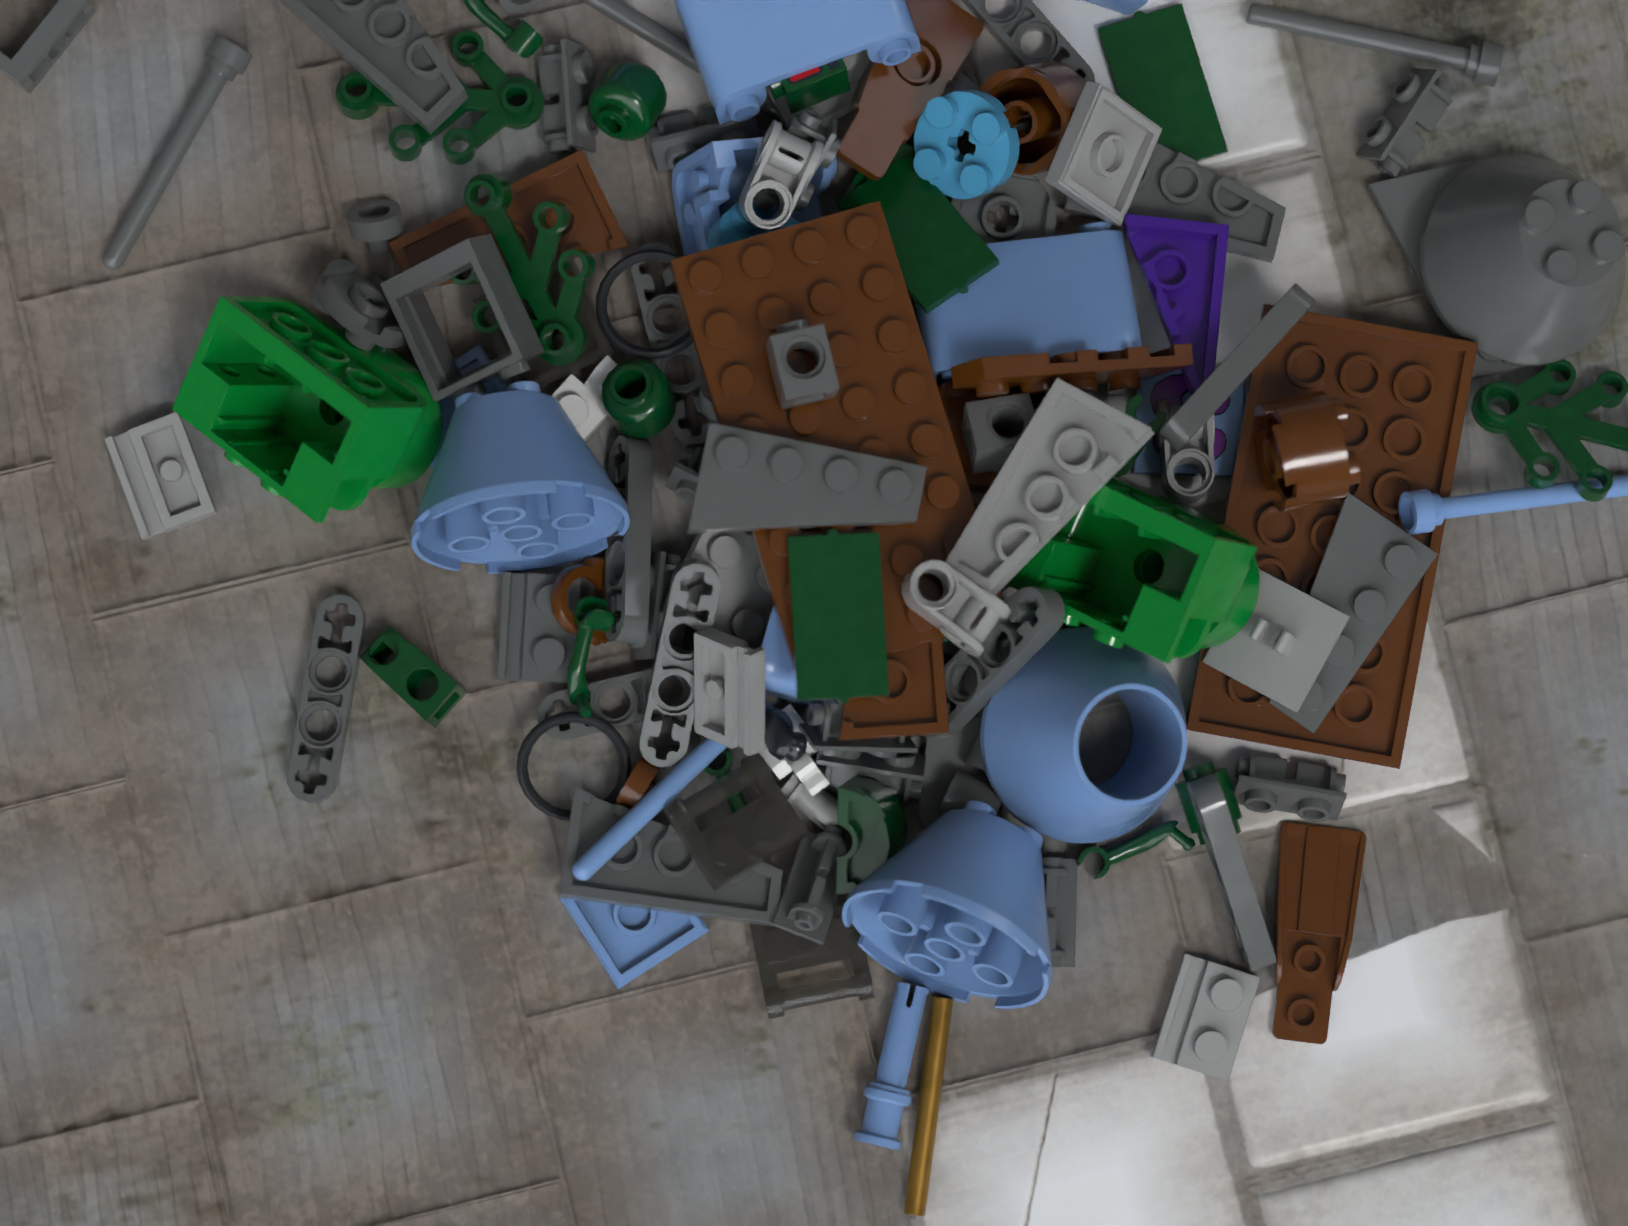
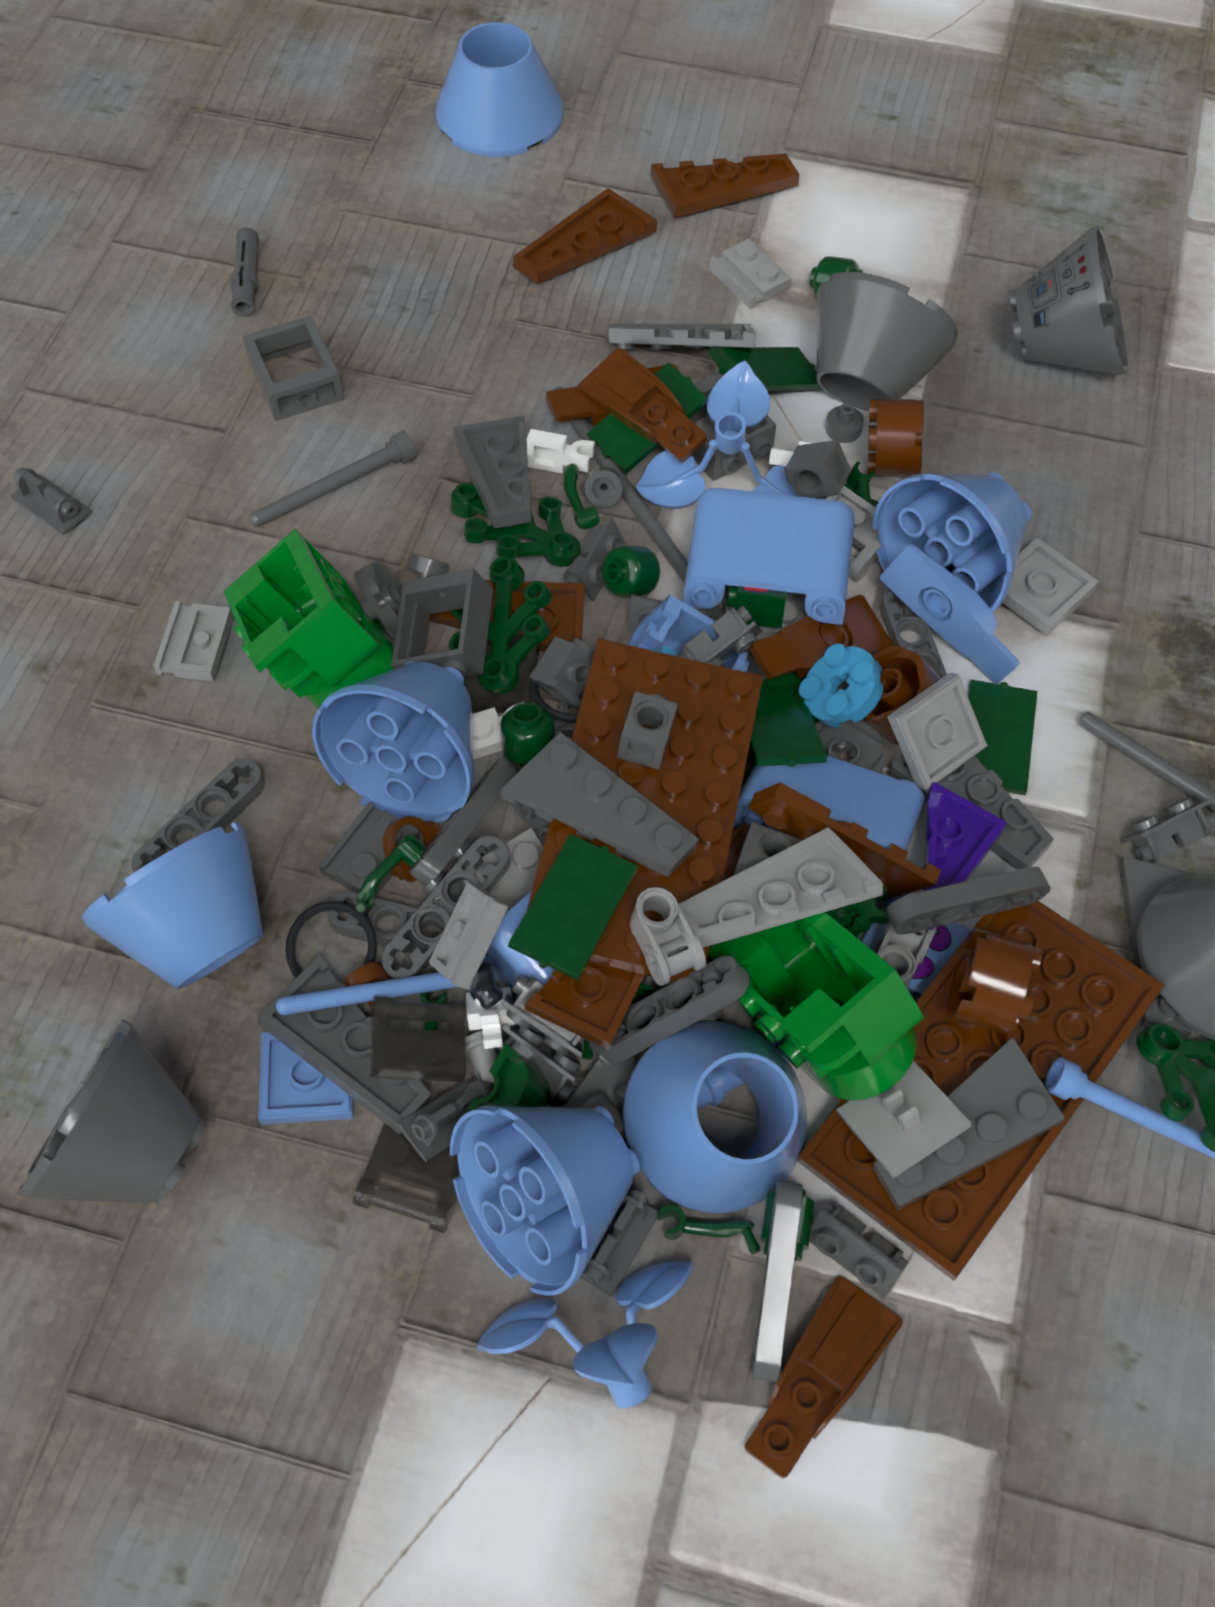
camera: 30 degrees right, 25 degrees down
(408, 823) = (185, 908): none -> medium blue cone
(413, 676) = (265, 837): dark green leg -> none
(493, 1091) = (118, 1132): none -> dark grey cone
(636, 295) = (564, 670): none -> dark grey brick
(779, 173) = (705, 628): light grey piece -> none
(887, 1094) = (407, 1311): medium blue pin -> none
(928, 1106) = (431, 1345): pearl gold bar -> none
(1131, 1040) = (611, 1360): none -> medium blue plant
(1205, 1017) = (696, 1398): light grey plate -> none

